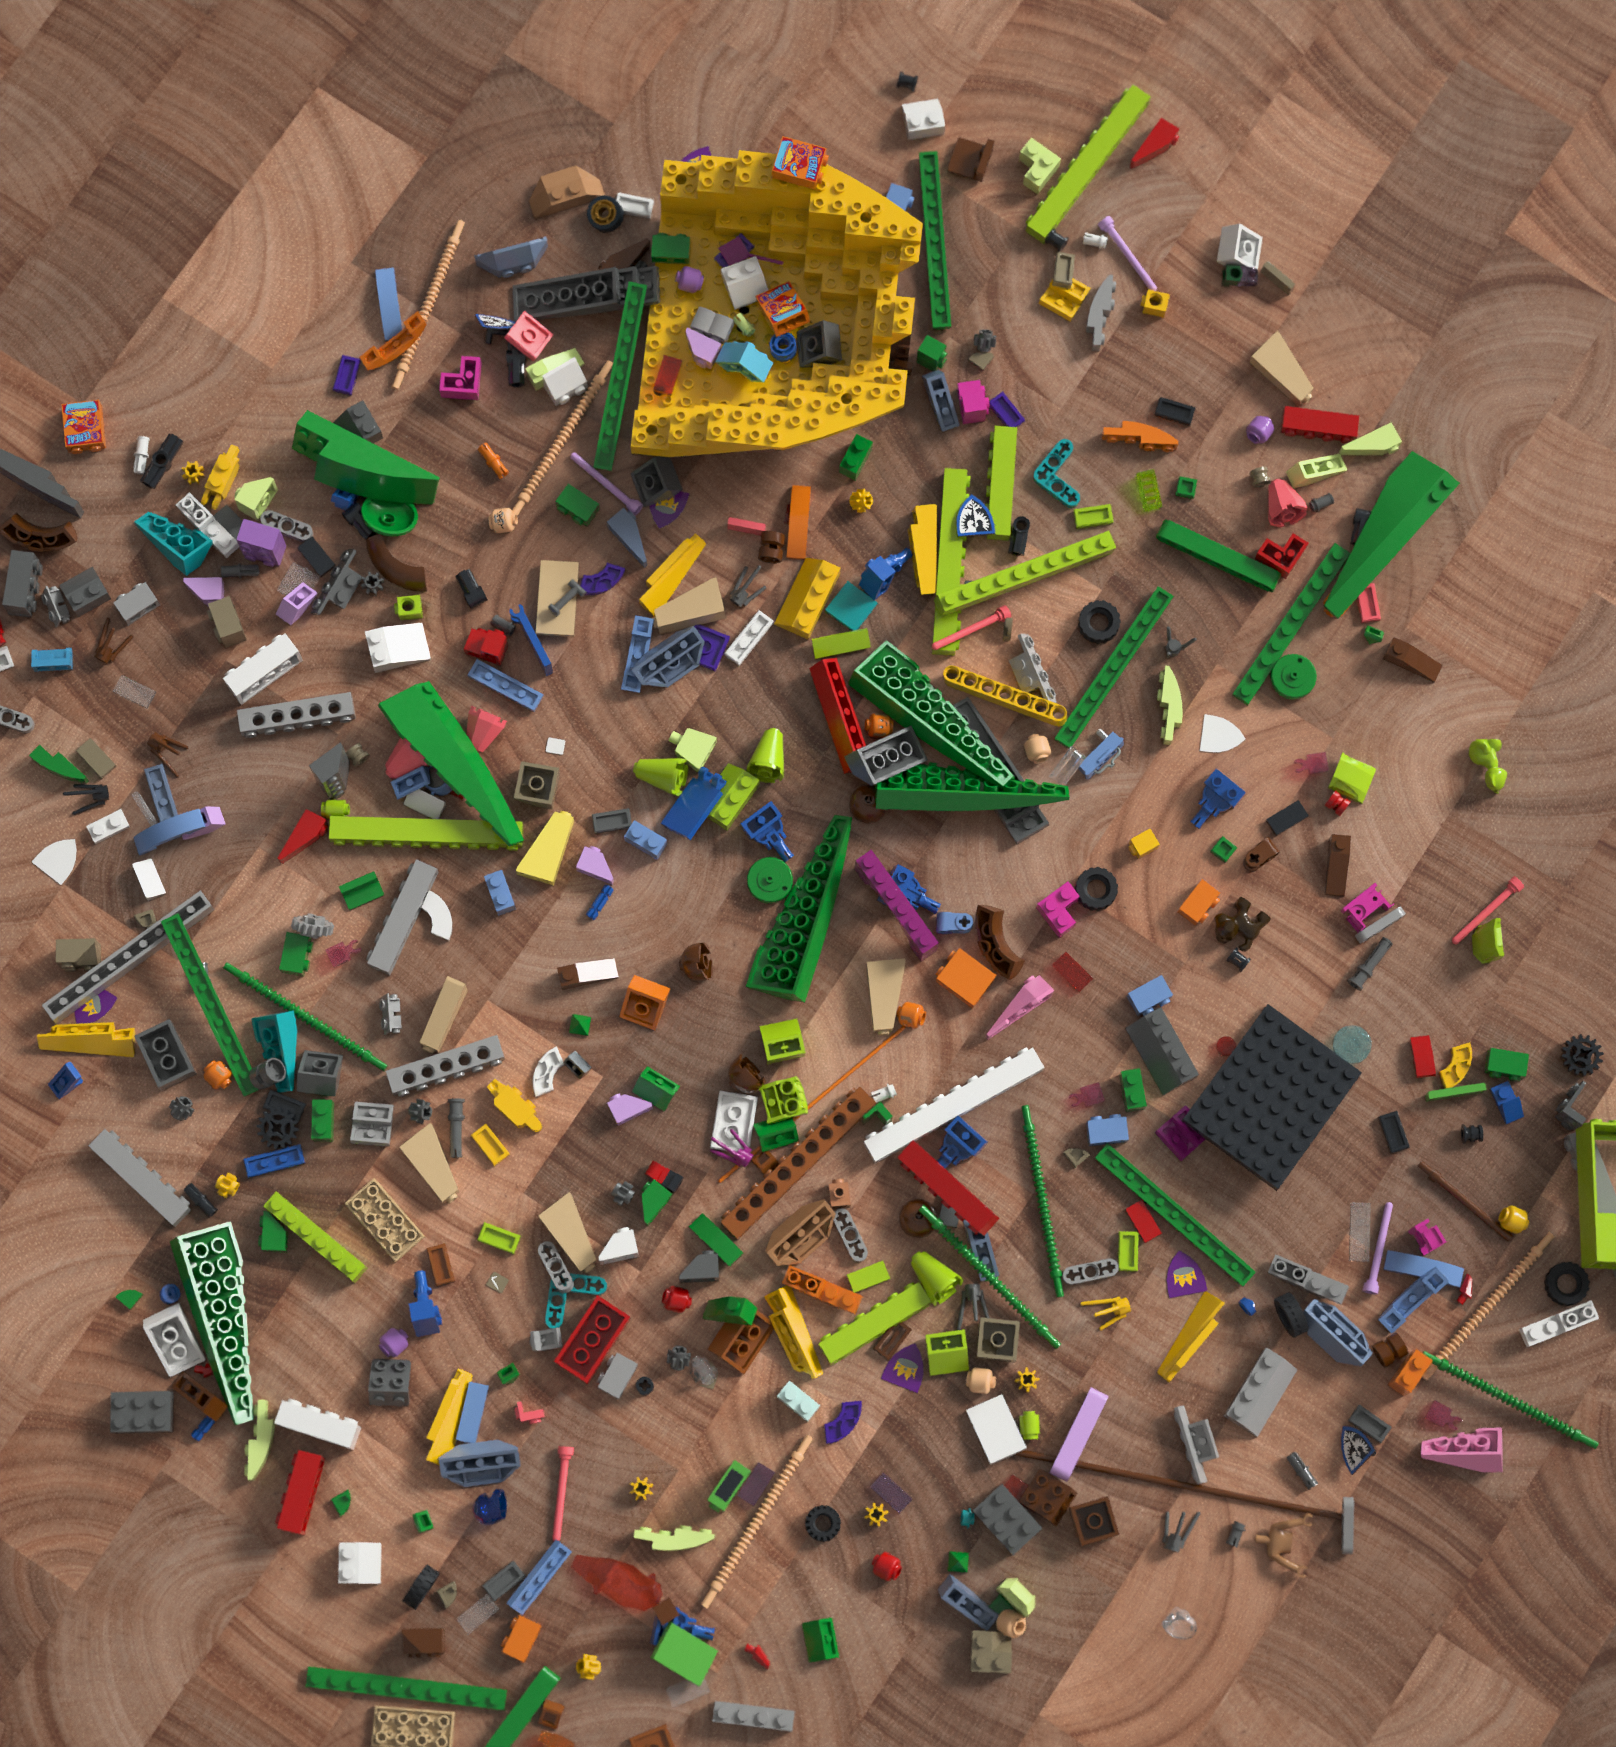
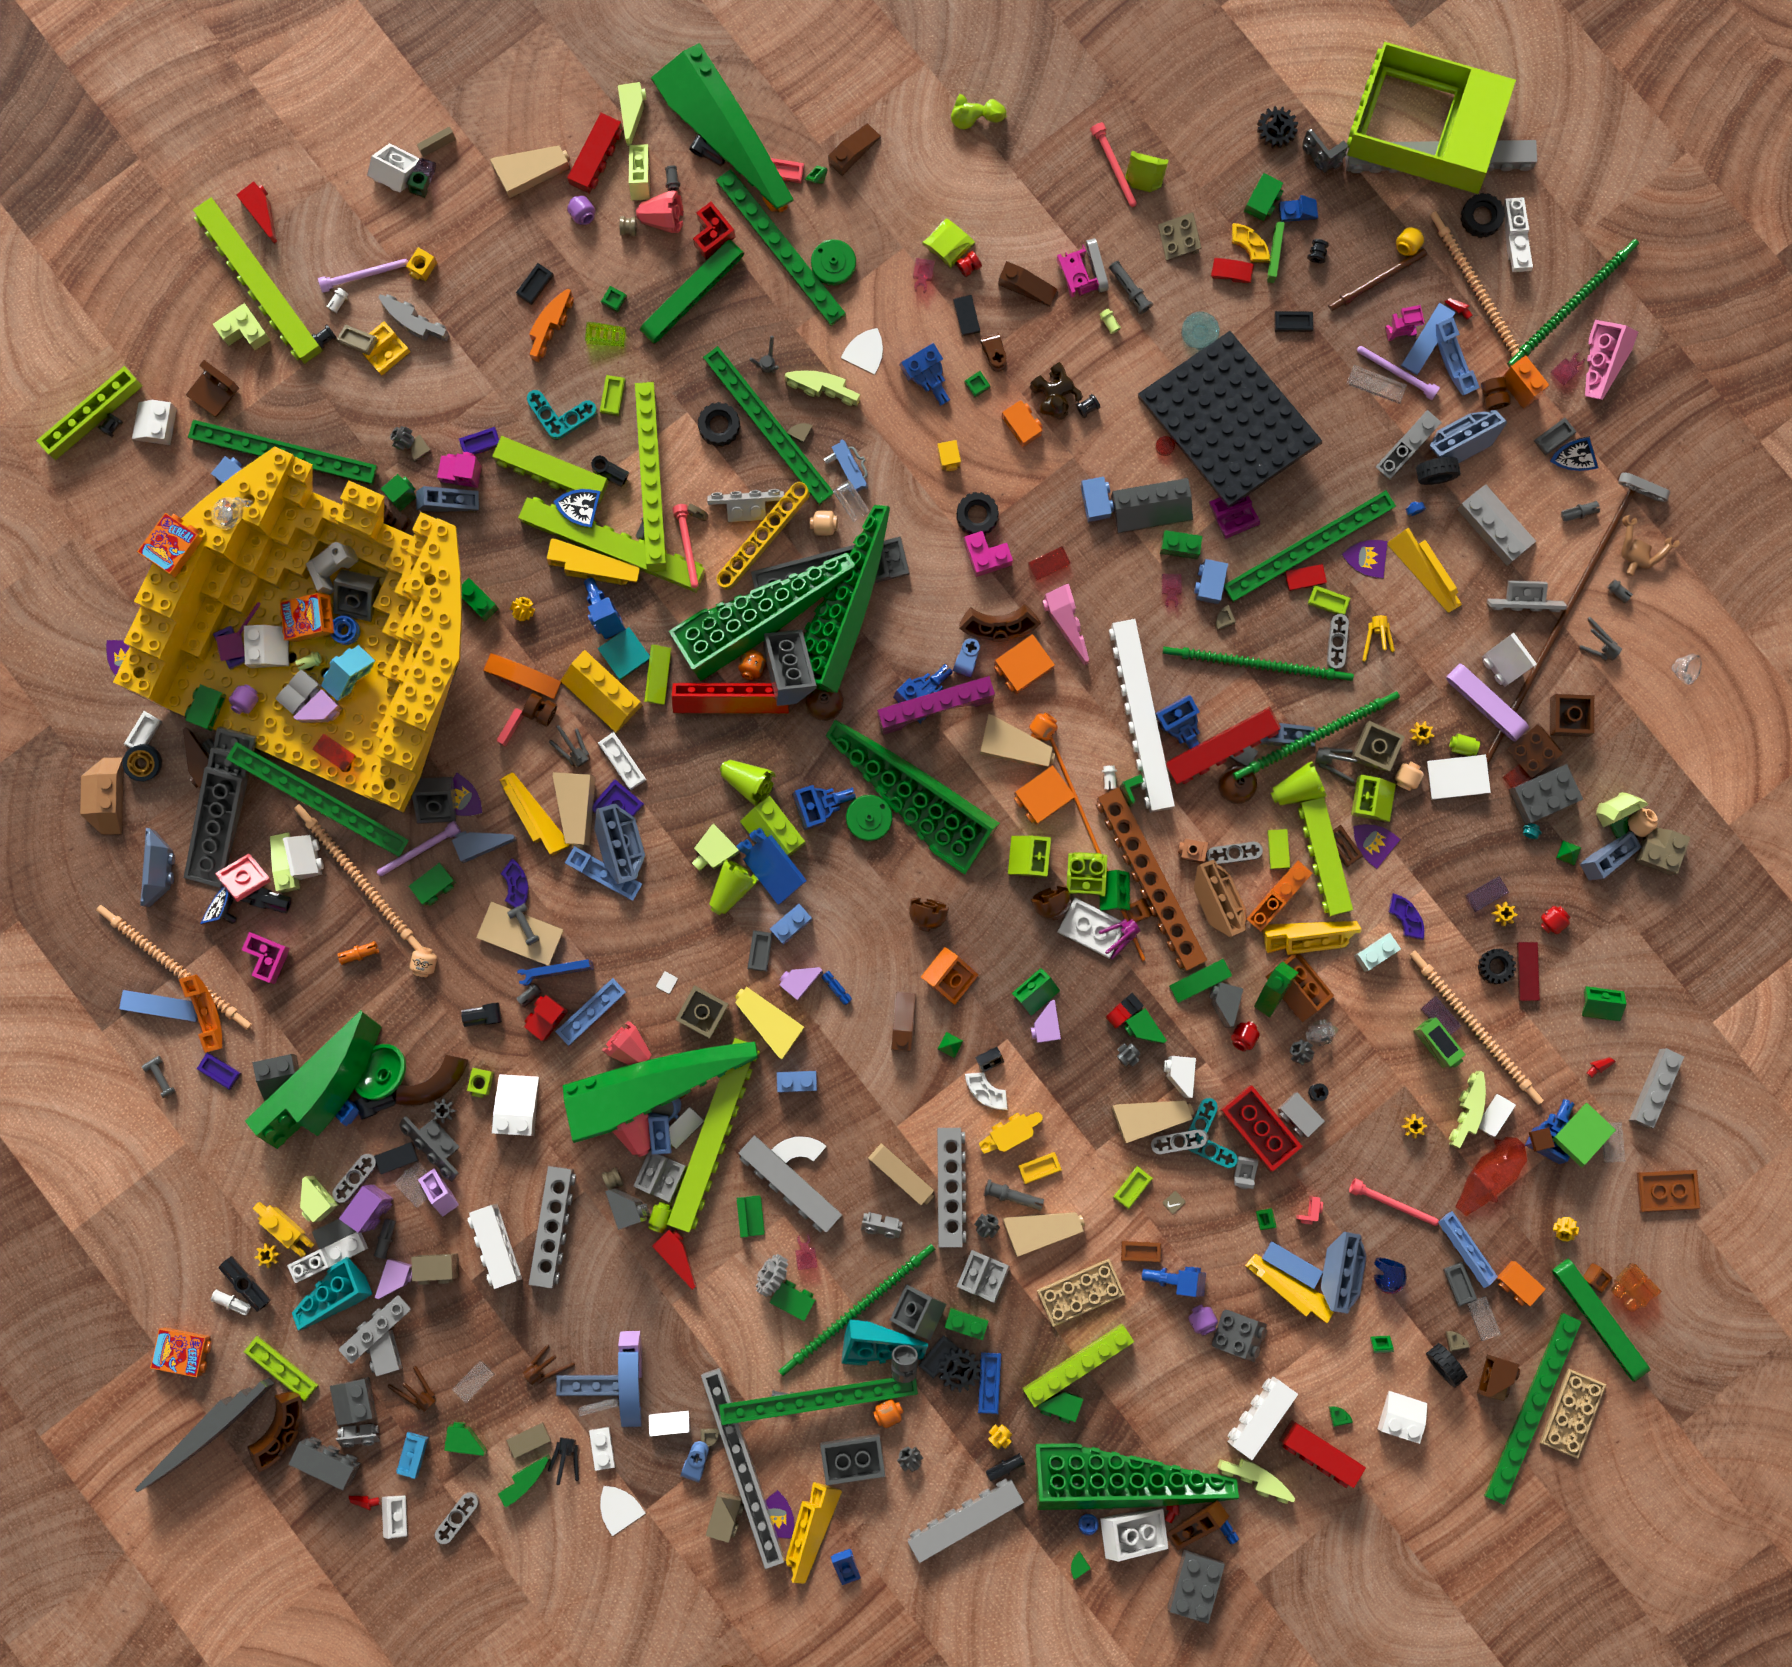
camera: 70 degrees left, 5 degrees up
(79, 699) = (463, 1440): none -> green slope
(95, 519) = (281, 1368): none -> lime tile
(120, 913) = (694, 1464): none -> medium blue piece
(152, 585) = (372, 1331): none -> light grey bracket
(333, 316) = (153, 1065): none -> dark grey piece
(372, 797) = (660, 1176): none -> light grey slope
(677, 1565) = (1496, 1115): none -> white slope
(828, 1556) = (1528, 971): none -> dark red tile
(837, 309) = (328, 563): none -> light grey piece
(845, 1036) = (1043, 795): none -> orange brick
(847, 203) = (228, 512): none -> clear hat
(911, 59) = (89, 413): none -> lime brick
(1119, 699) = (800, 431): none -> dark tan tile
(1124, 1440) = (1508, 660): none -> white slope
(1330, 954) = (1110, 321): none -> yellowish green pin
(1437, 995) = (1180, 236): none -> dark tan hinge

